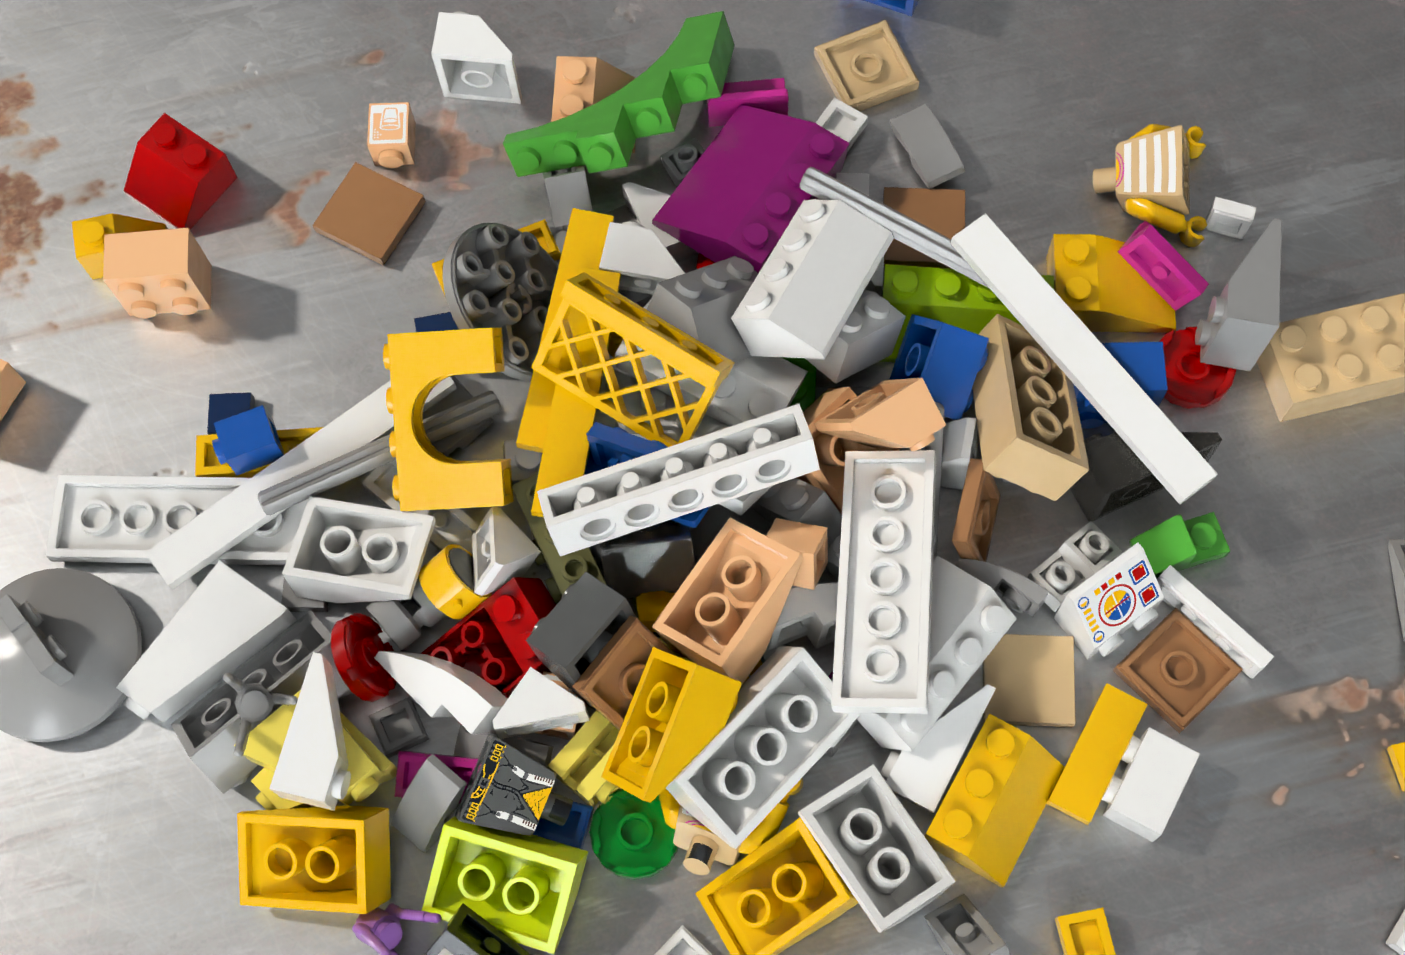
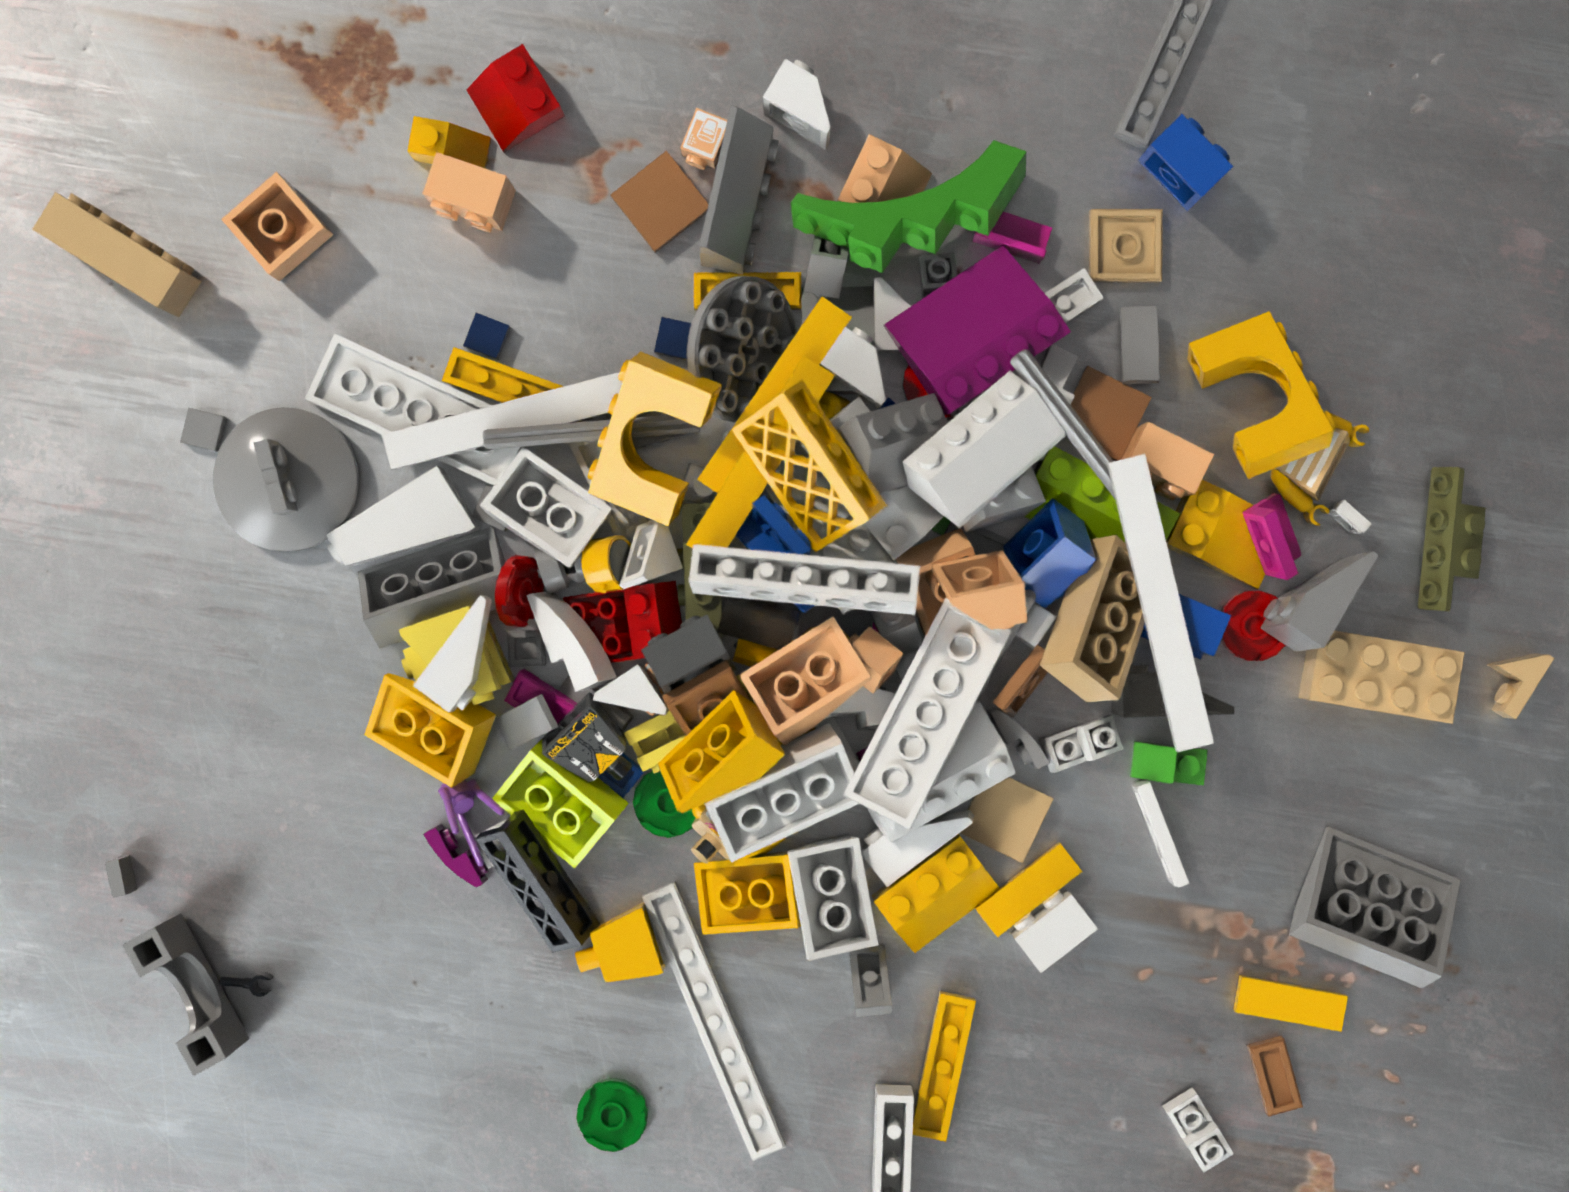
camera: 20 degrees right, 20 degrees up
(247, 440) = (491, 375): blue brick -> none
(253, 705) = (423, 604): light grey plant -> none
(443, 160) = (736, 192): none -> light grey slope
(1025, 219) = (1173, 462): none -> light nougat brick
(1052, 96) = (1261, 348): none -> yellow arch
(1111, 603) = (1091, 790): white slope -> none
(1177, 670) = (1118, 854): medium nougat tile -> none
(1343, 198) = (1450, 540): none -> olive bracket

